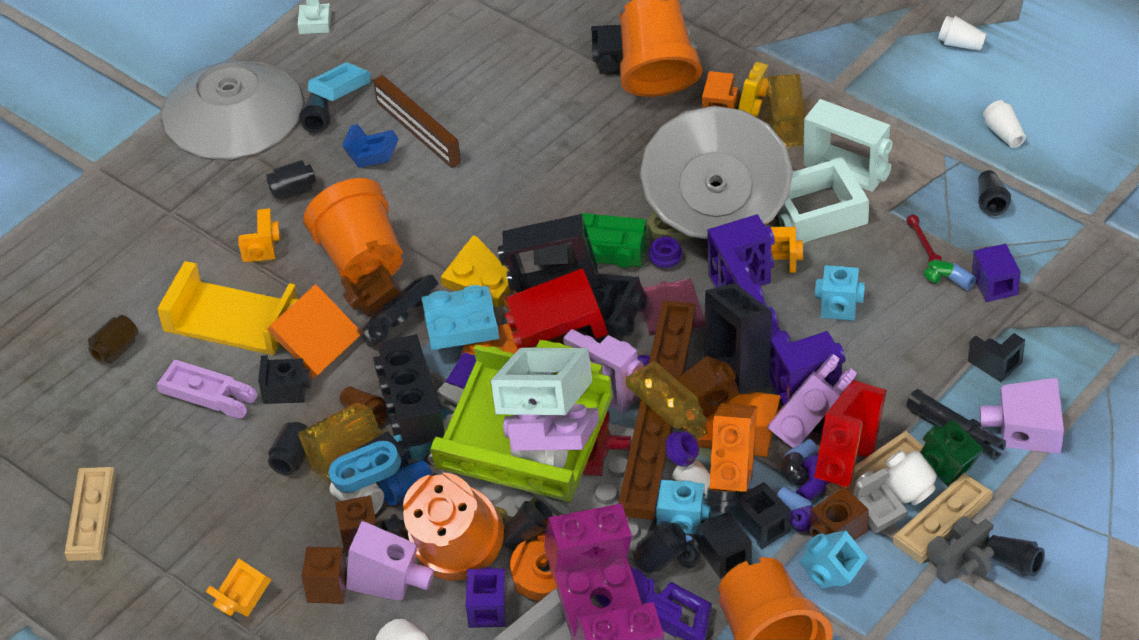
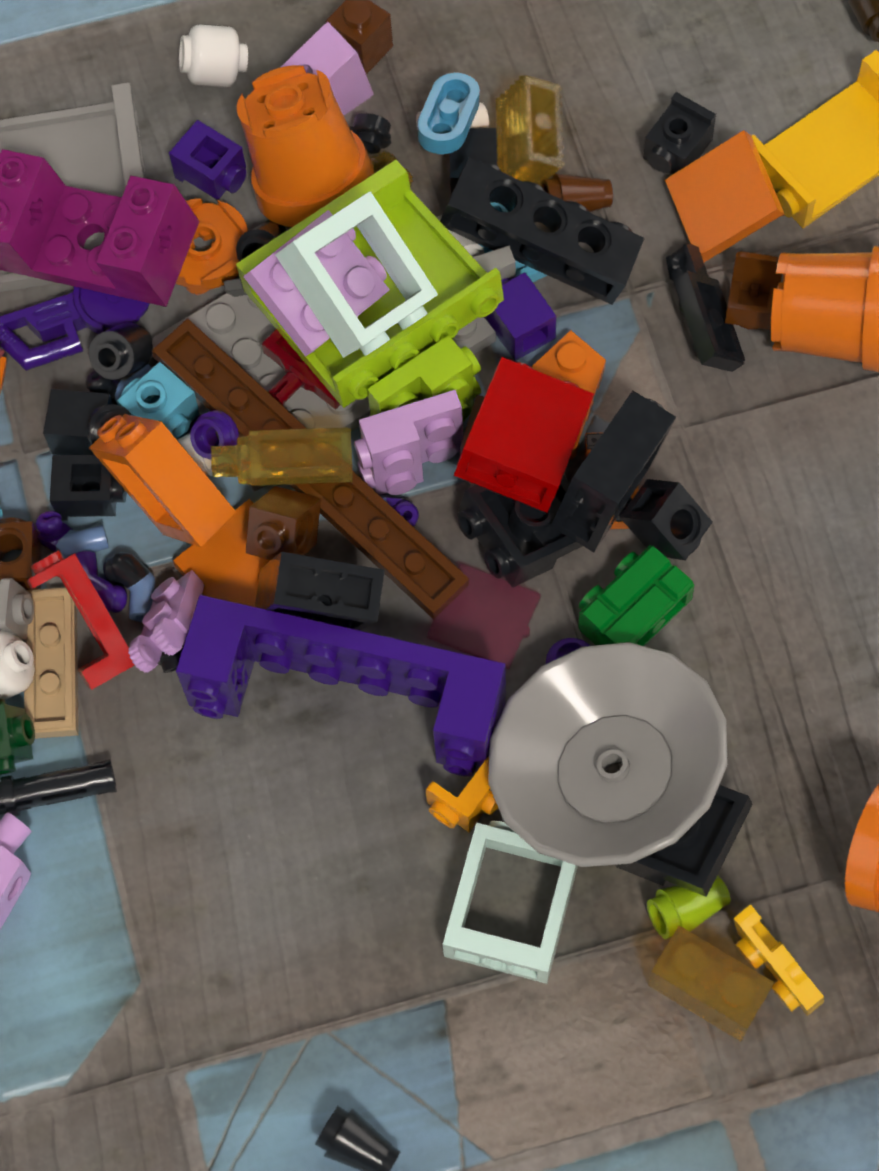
camera: 125 degrees right, 20 degrees up
(206, 388) = (730, 59): lavender hinge -> none
(287, 450) = (579, 97): black brick -> none
(350, 515) = (399, 93): reddish brown brick -> none
(399, 483) = (430, 177): blue cone -> none
(460, 317) = (625, 352): medium azure plate -> none
(479, 267) = (710, 436): yellow wing -> none
(720, 90) = (809, 921): orange brick -> none
(831, 118) = (564, 993): light aqua window -> none
(839, 292) = (331, 820): medium azure brick -> none
(913, 221) = (311, 985): dark red hinge -> none
(951, 271) = (274, 977): arm -> none
(996, 272) = (217, 1026): dark purple brick -> none
(996, 358) = (95, 921): black panel -> none

